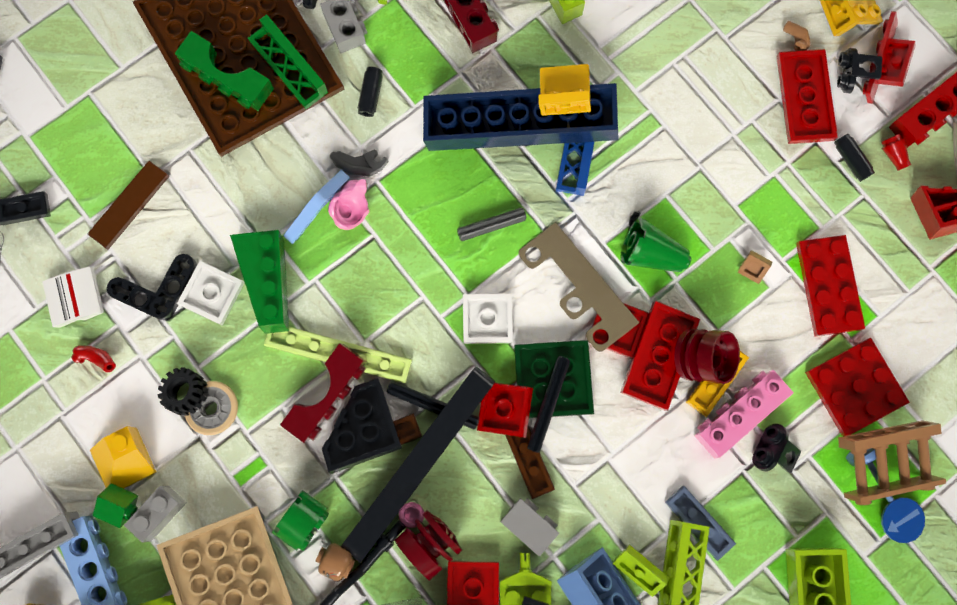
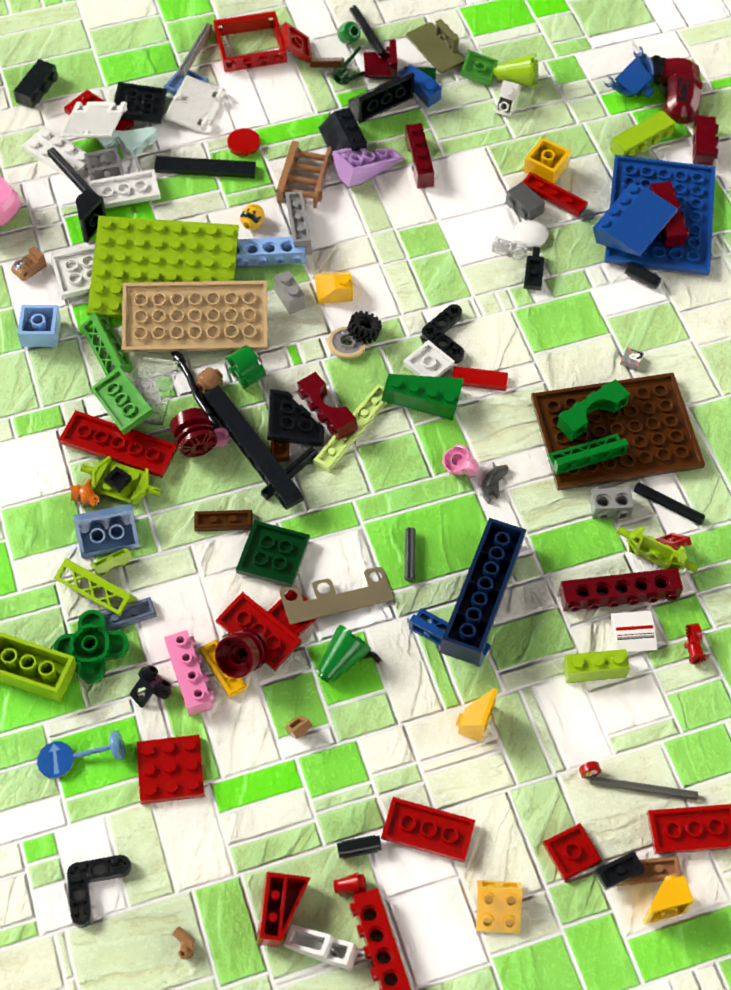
camera: 110 degrees right, 20 degrees down
(73, 296) = (458, 286): white slope -> none
(94, 355) = (411, 288): red arm -> none
(115, 505) = (305, 272): green brick -> none
(123, 57) = (631, 358): none -> tile
(128, 205) = (514, 334): reddish brown tile -> none
(212, 225) = (481, 378): none -> red tile
(315, 205) = (461, 430): light blue beam -> none
(370, 91) = (548, 505): black piece -> none
(487, 318) = (337, 526): white plate -> none
(506, 410) = (265, 513): red tile -> none
(530, 526) = (176, 501): light grey brick -> none
(548, 404) = (256, 539): black axle -> none
(564, 89) = (488, 612): yellow bracket -> none
(667, 80) = (477, 716): none -> yellow slope
(741, 548) = (92, 631): none -> green plant
(801, 36) = (488, 848): medium nougat arm -> none
(830, 285) = (259, 783): red plate -> none
(850, 63) = (431, 870): black bracket -> none
(879, 440) = (122, 755): medium nougat fence -> none
(895, 56) = (437, 914): red bracket -> none

